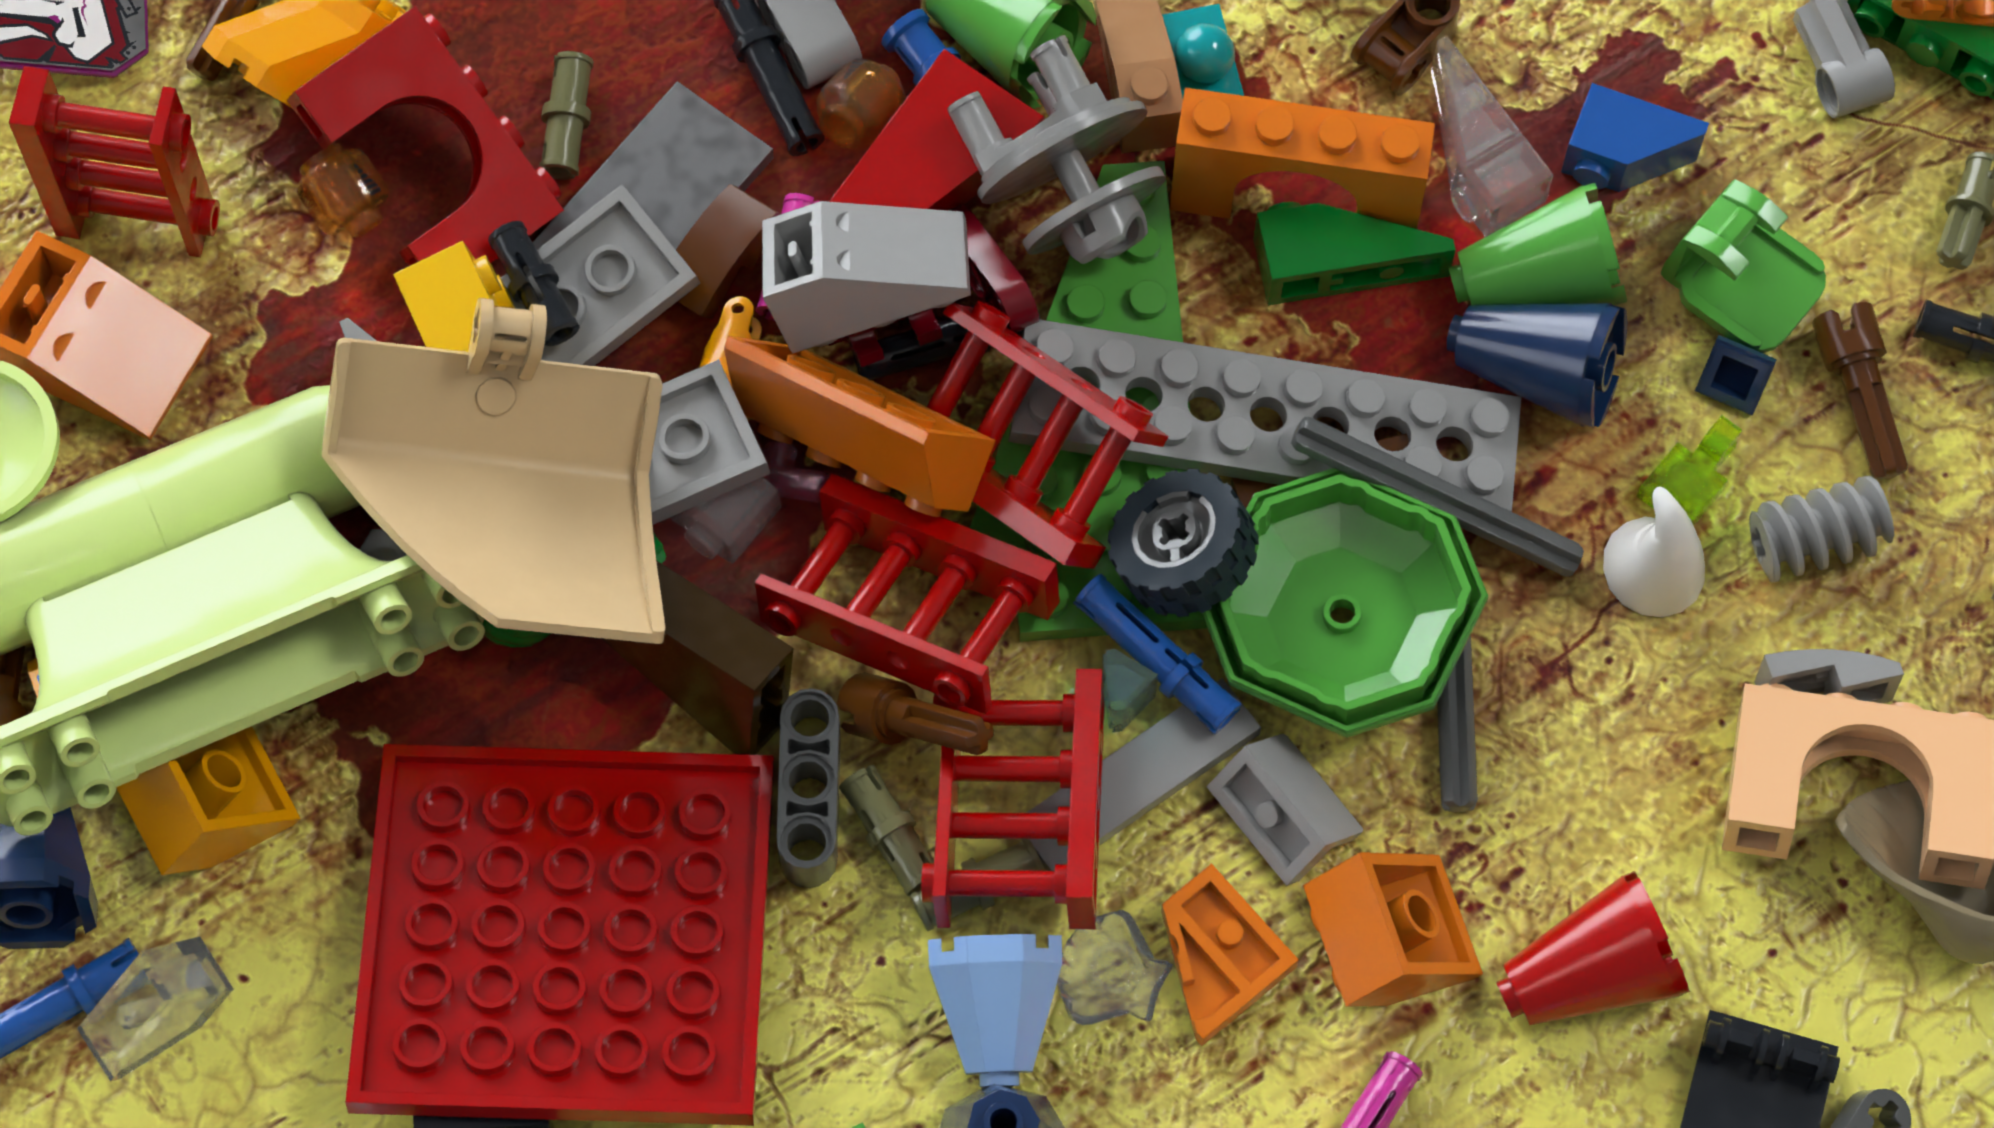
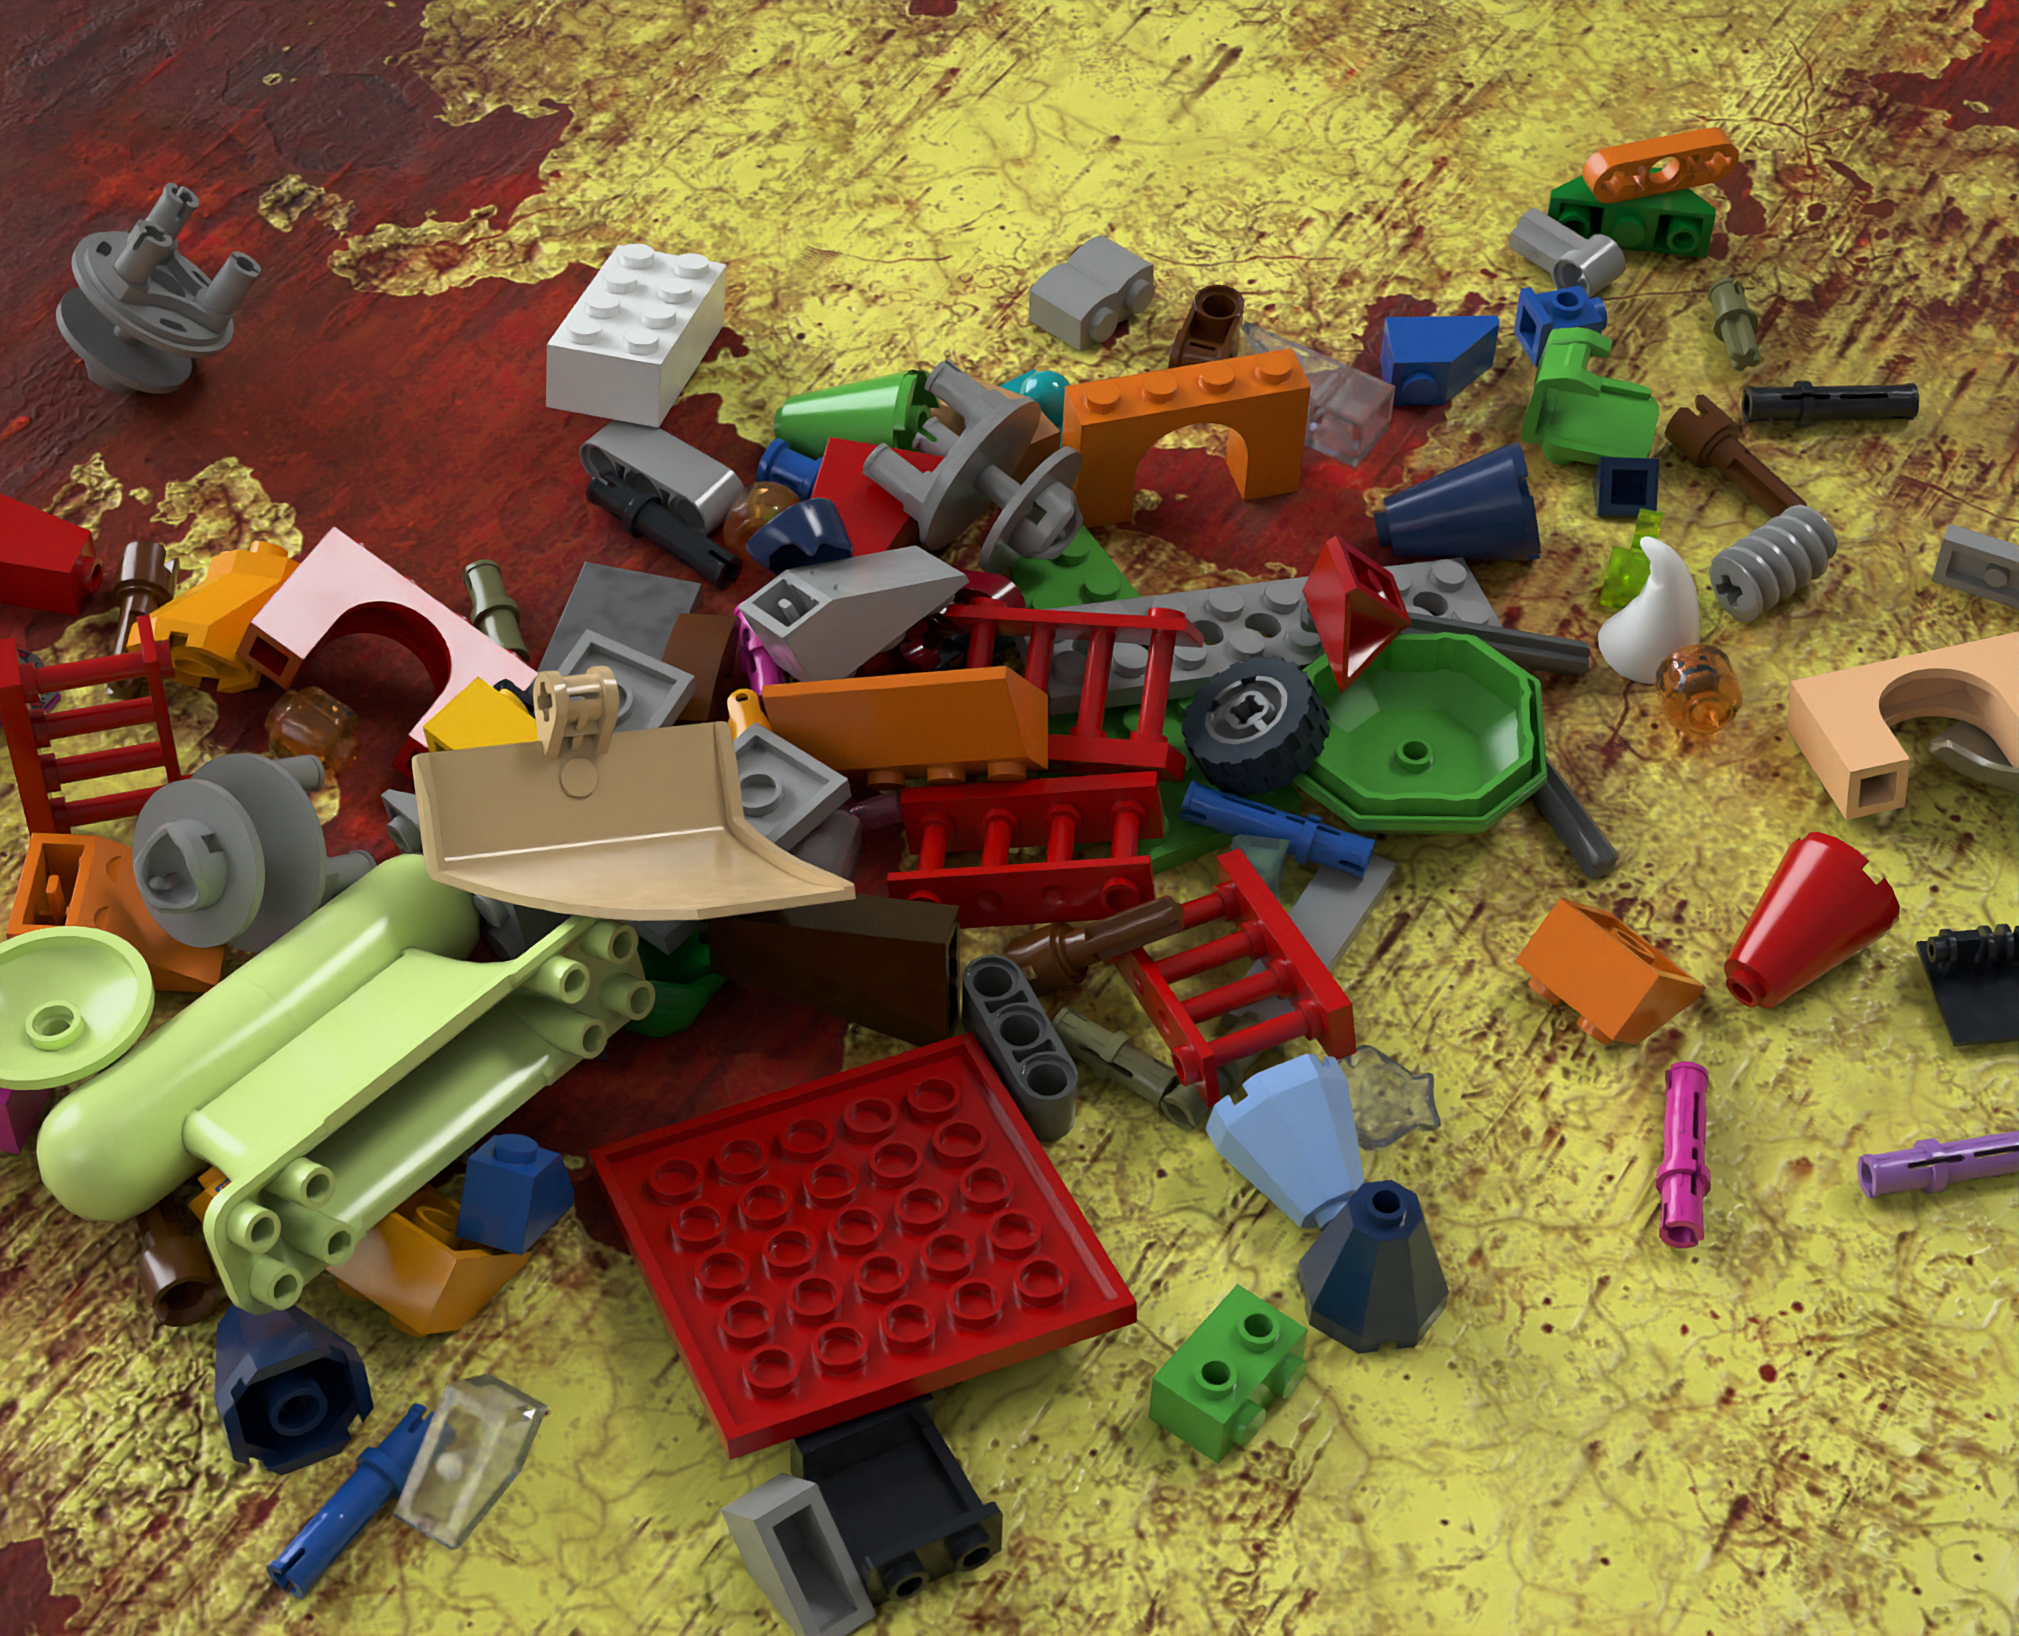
camera: 25 degrees left, 20 degrees down
(193, 335) = (239, 852): none -> light grey piece
(287, 776) = (513, 1193): none -> blue slope
(853, 172) = (801, 537): none -> dark blue hair
(1221, 952) = (1470, 1045): orange wing -> none
(1283, 806) = (1451, 920): light grey panel -> none
(1335, 251) = (1247, 502): green slope -> none
(1337, 460) = (1353, 608): none -> red slope
(1544, 258) = (1431, 433): bright green cone -> none
(1659, 649) = (1698, 689): none -> clear orange head
(1784, 144) = (1553, 310): none -> blue brick
(1833, 671) = (1850, 651): light grey slope -> none

